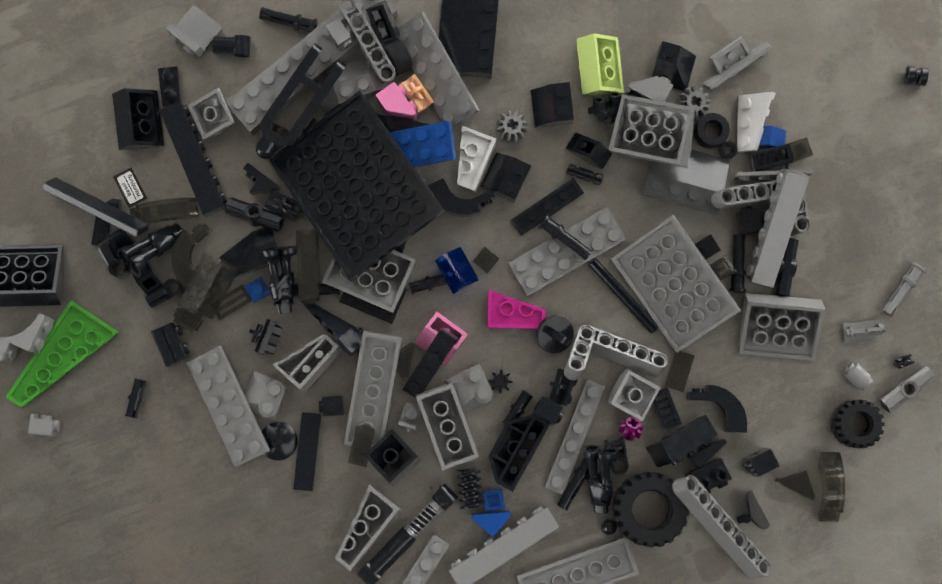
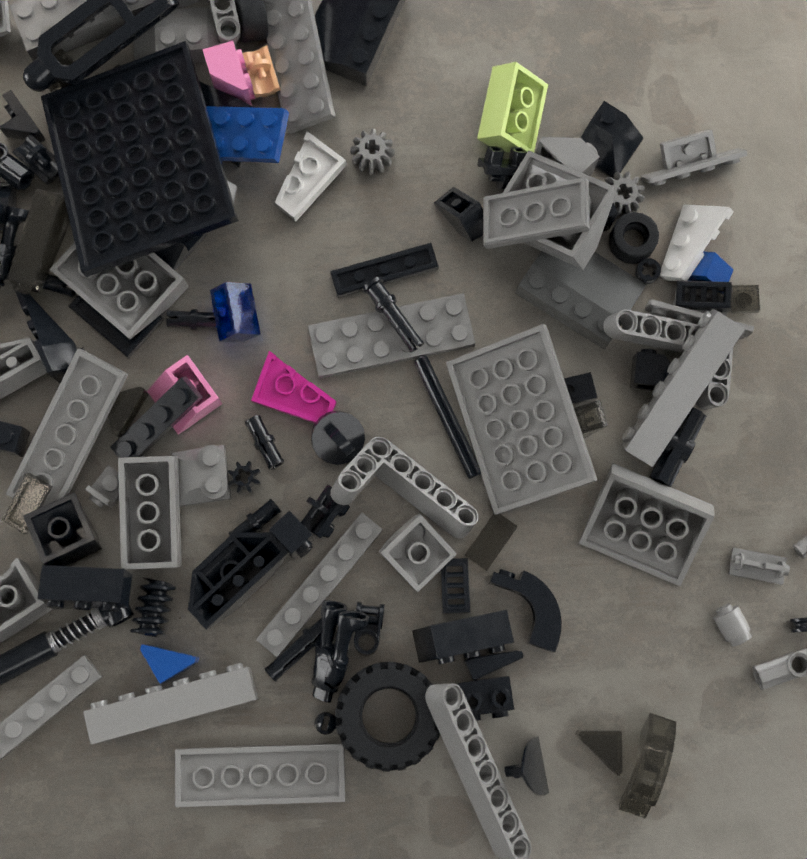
camera: 20 degrees right, 5 degrees down
(424, 490) = (84, 588): none -> black wedge
(457, 206) = (264, 230): black arch -> none
(486, 260) = (280, 313): clear smoke plate -> none
(493, 500) = (181, 634): blue plate -> none
(505, 353) = (264, 442): none -> black pin
(506, 176) = (343, 214): black slope -> none
(552, 105) = (434, 141): black slope -> none
(584, 174) = (447, 243): black axle -> none
(631, 428) = (398, 596): magenta gear -> none
(643, 139) = (536, 213): none -> light grey tile
(738, 277) = (611, 435): black pin -> none
(760, 462) = (561, 699): black brick -> none
(872, 417) = (736, 690): black tyre -> none

